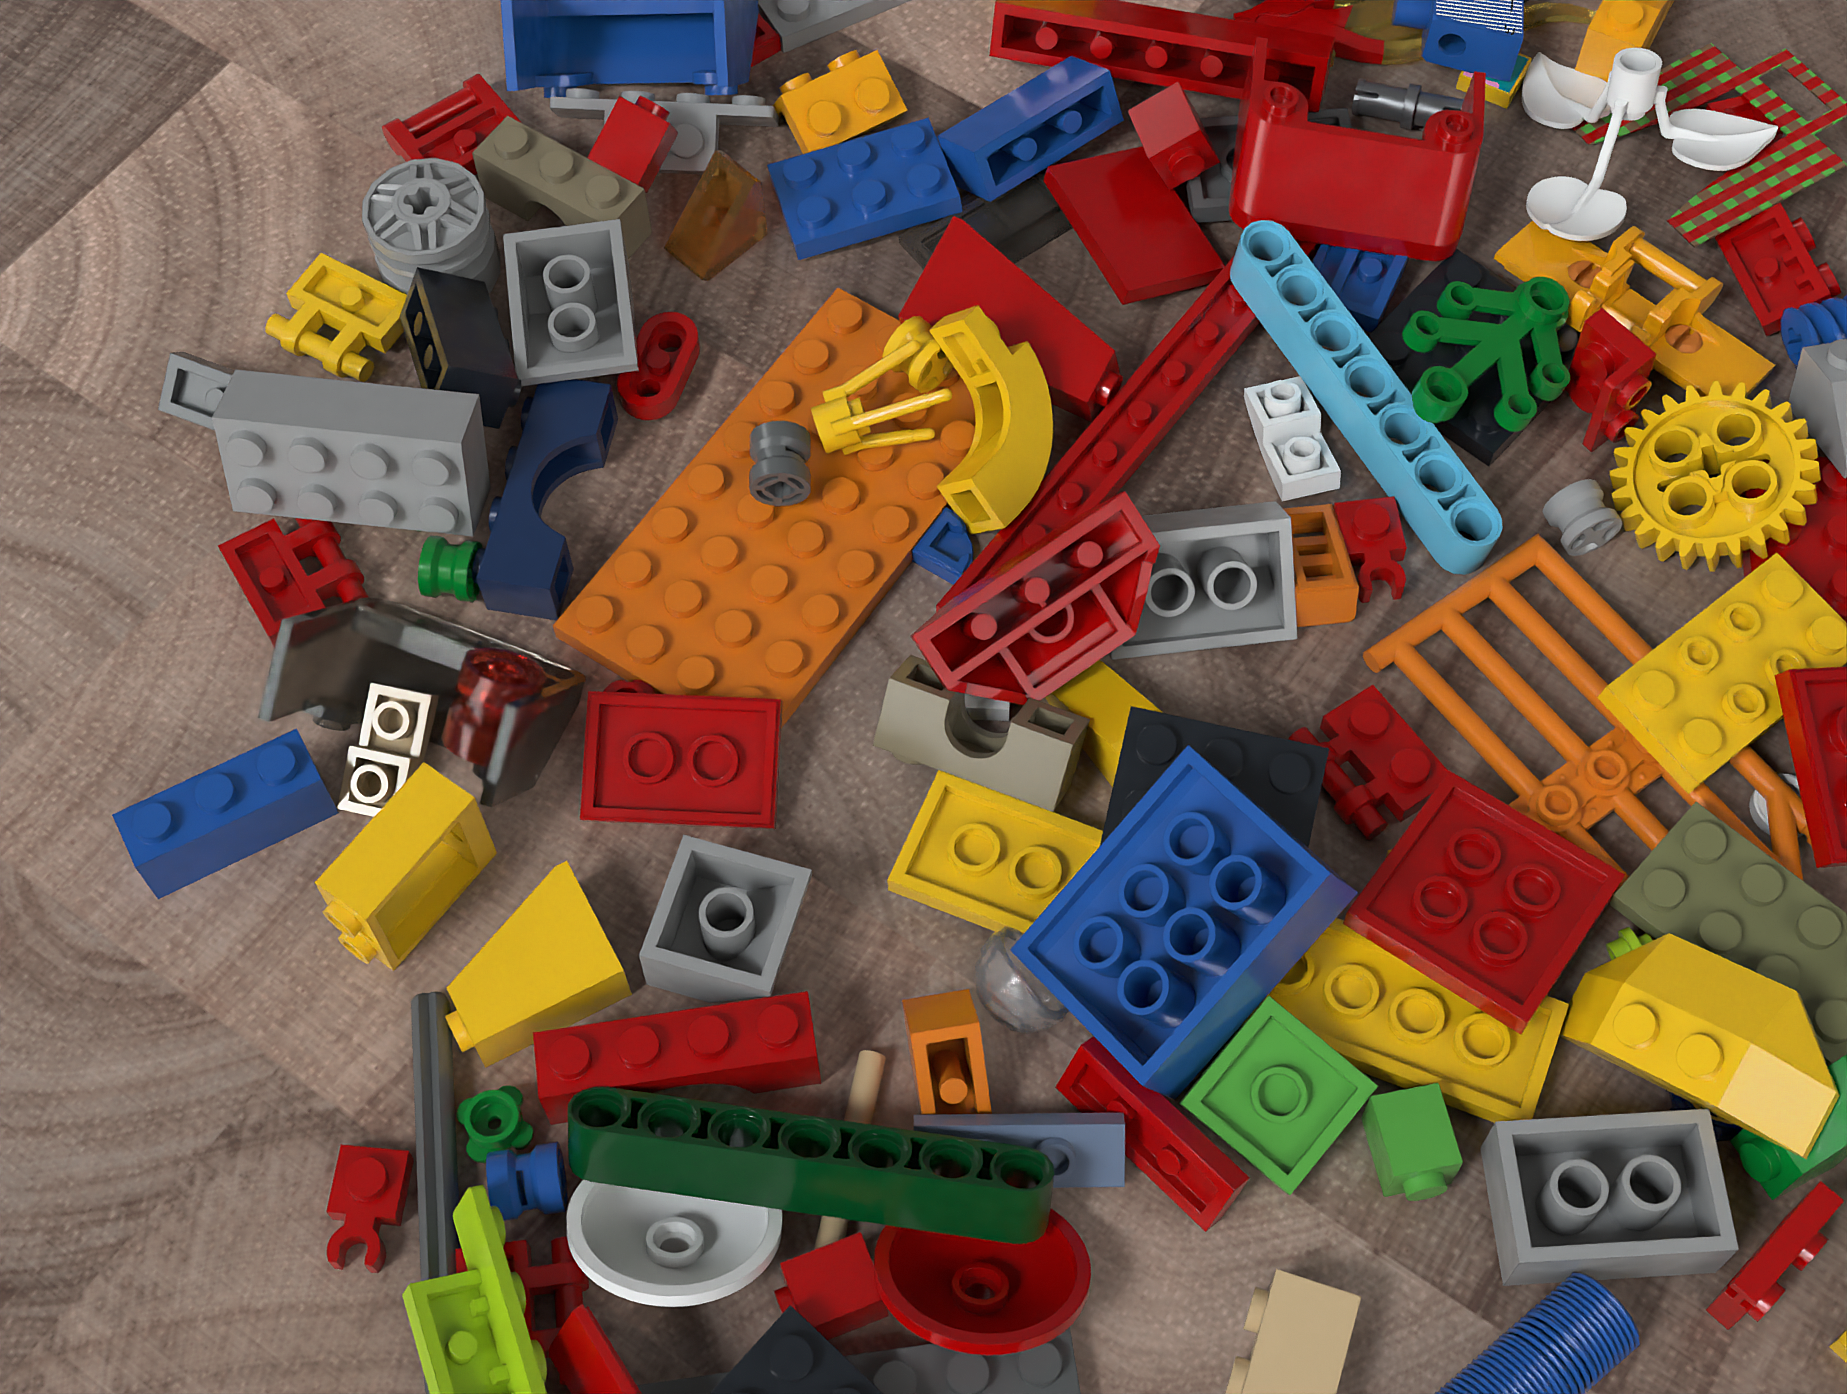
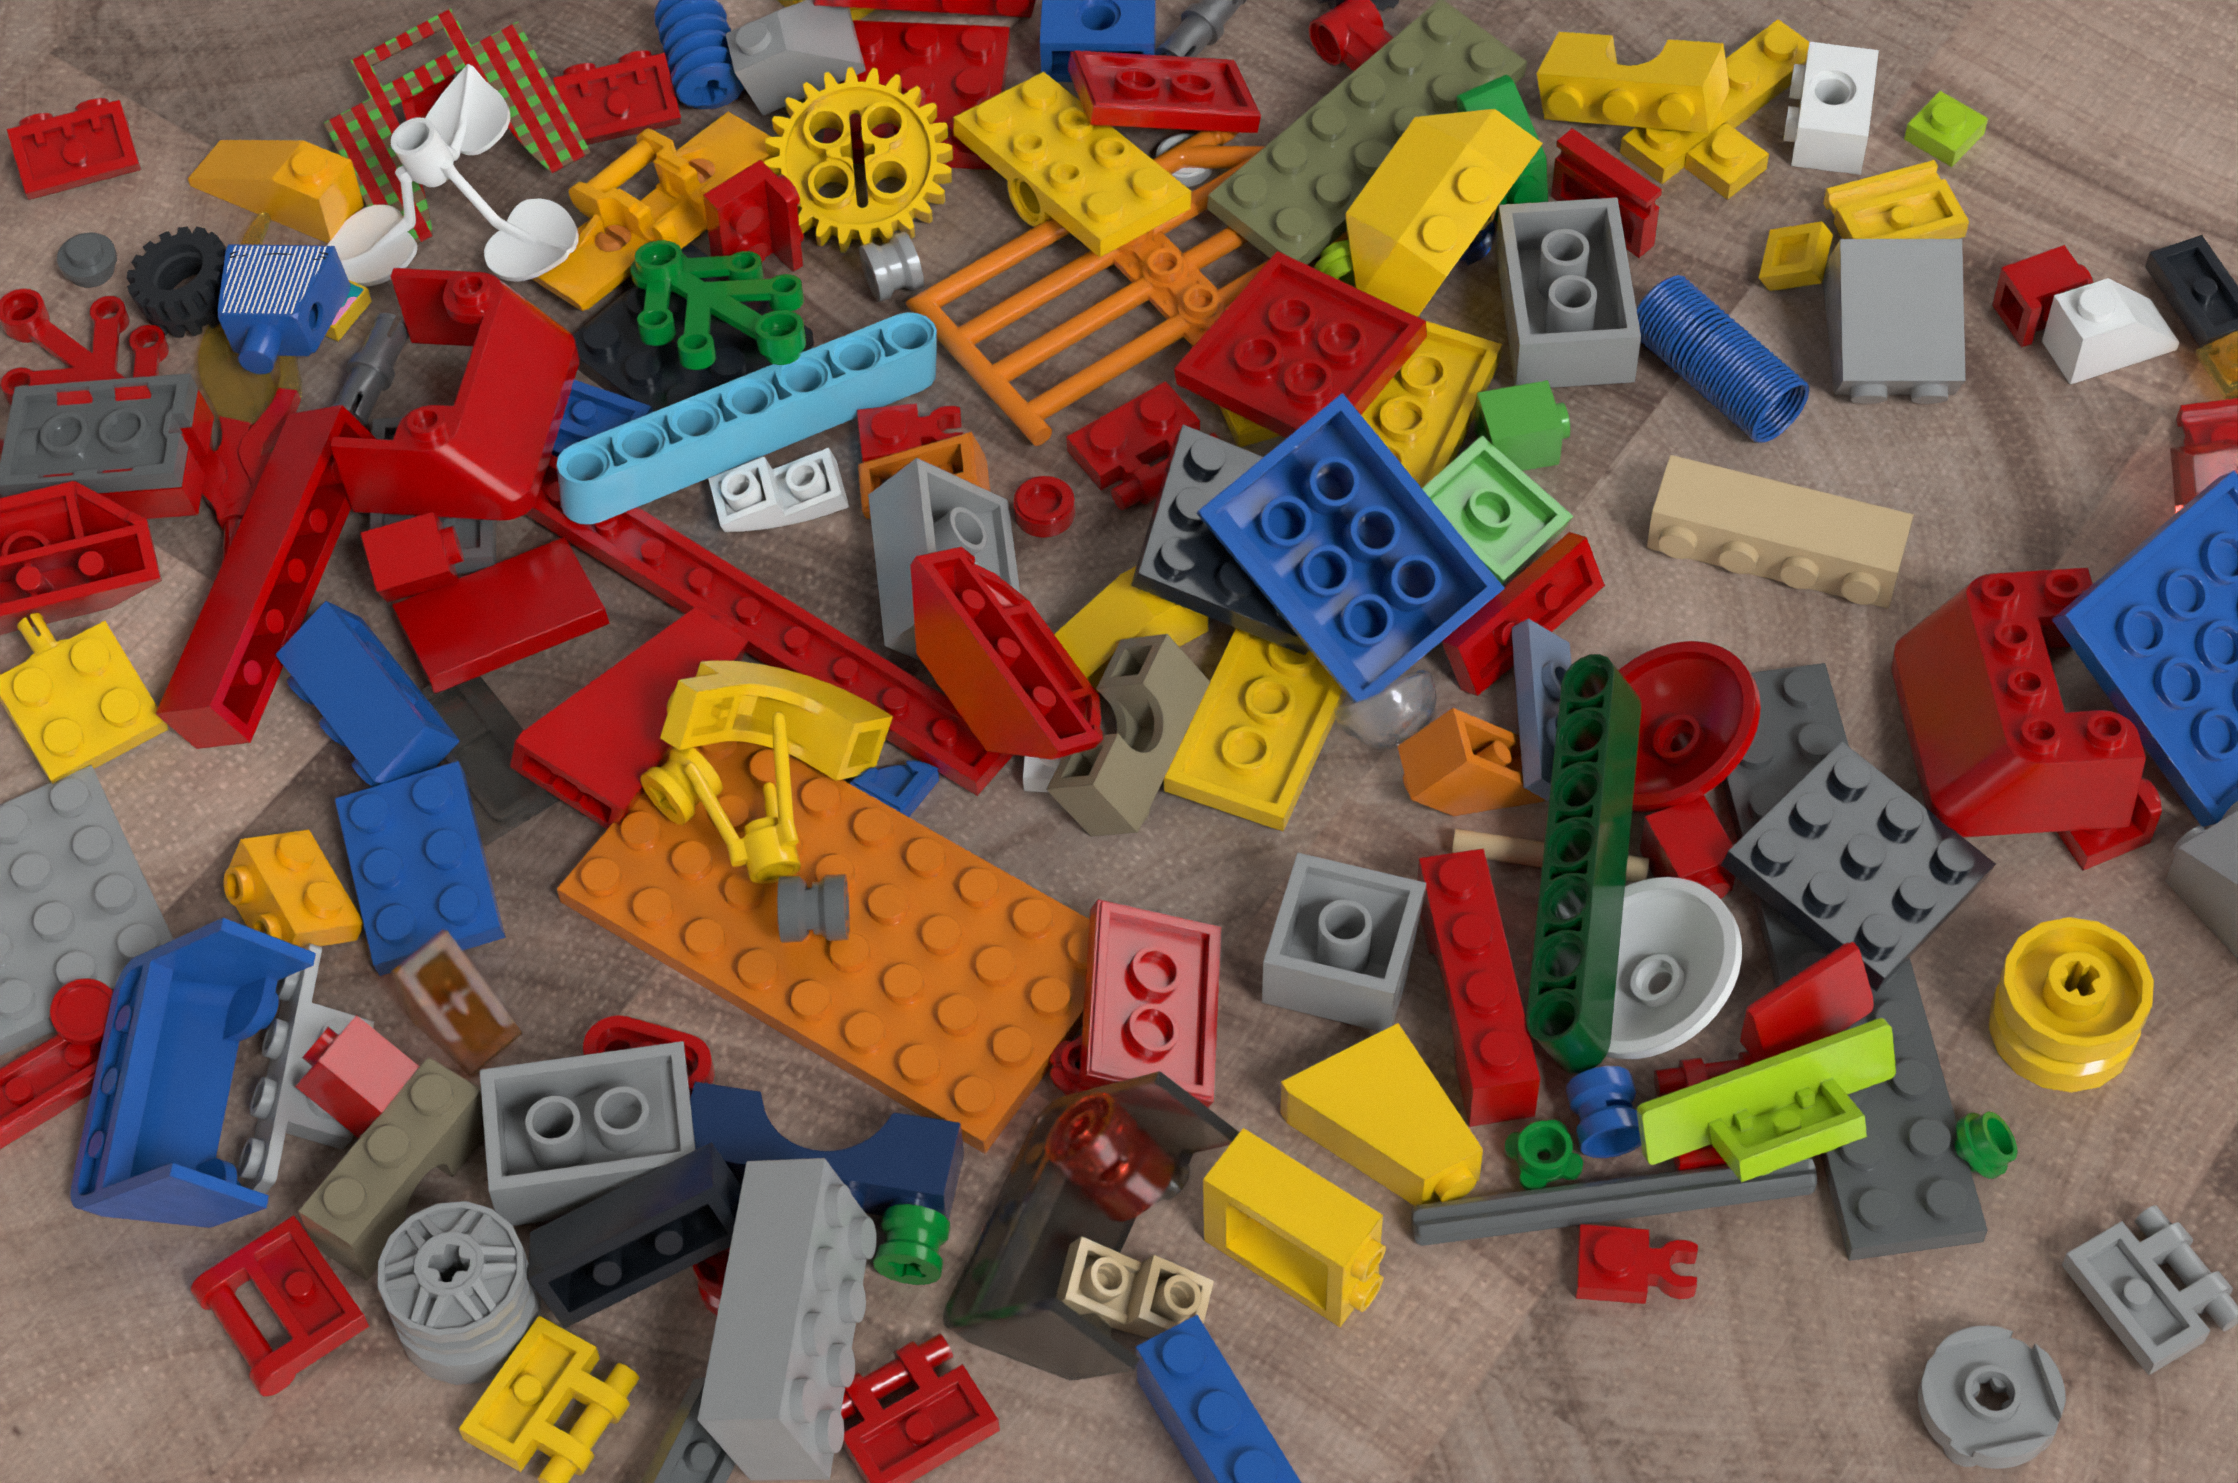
camera: 90 degrees left, 5 degrees down
(1289, 671) = (1044, 506): none -> red tile

